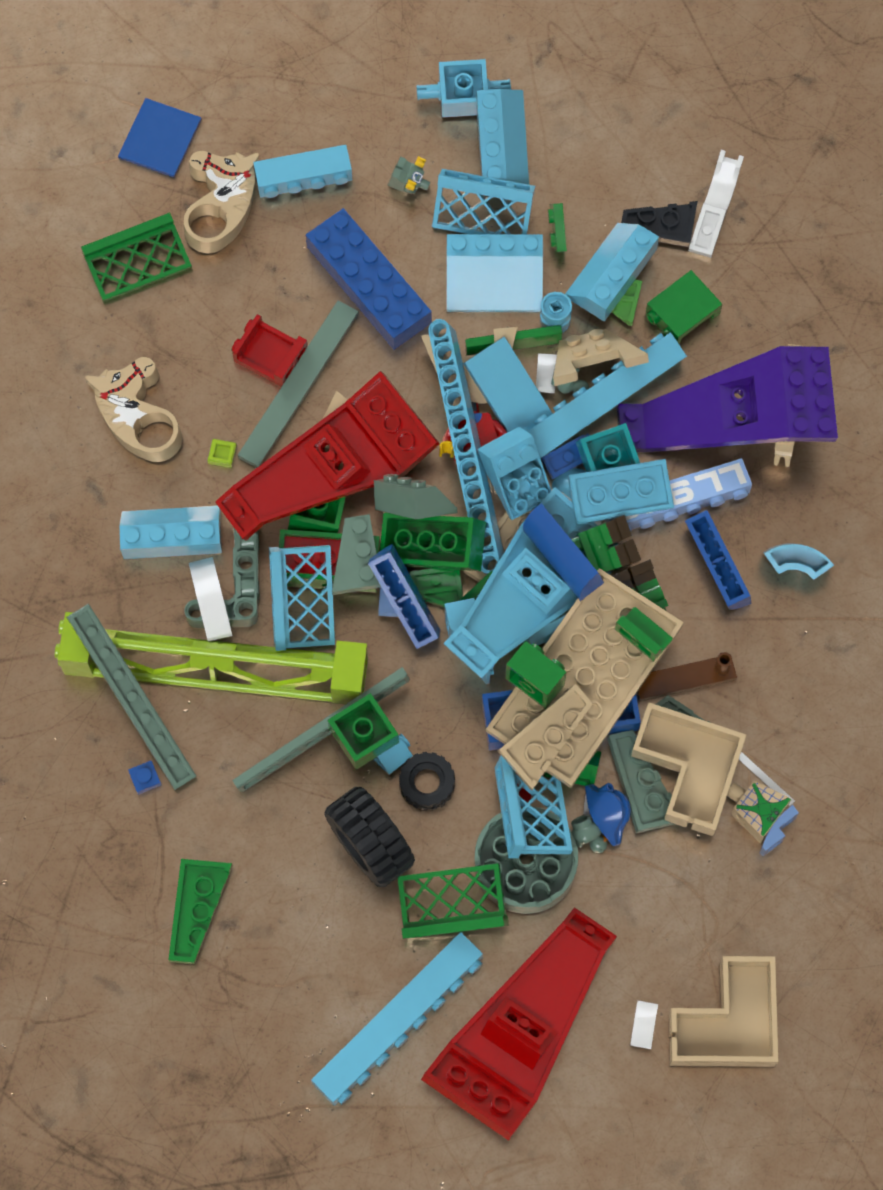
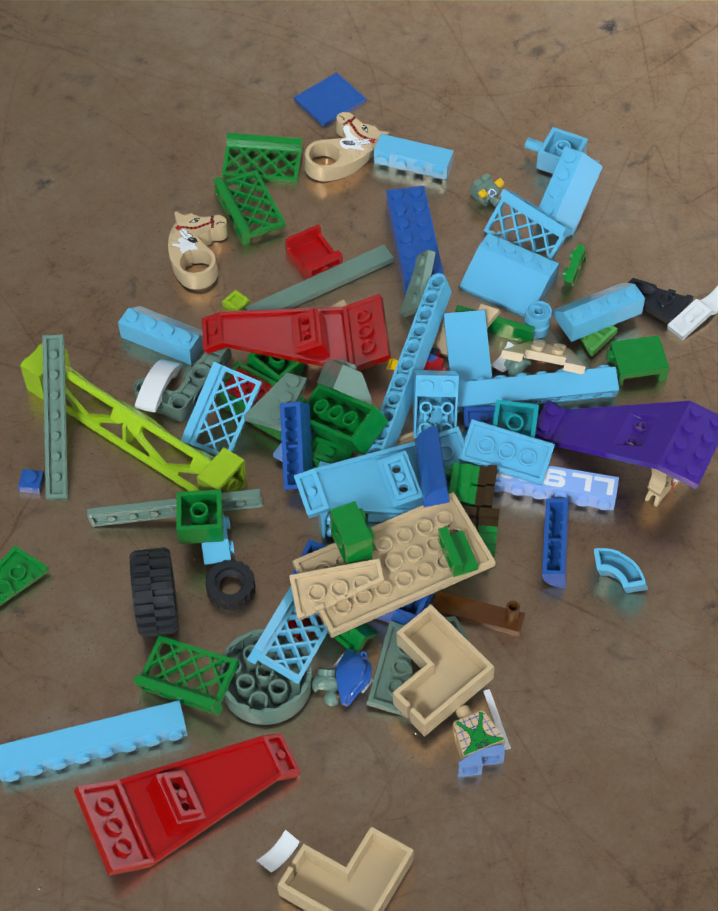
camera: 30 degrees right, 15 degrees down
(143, 337) = (233, 209): none -> green fence
(415, 338) = (418, 283): none -> sand green wing

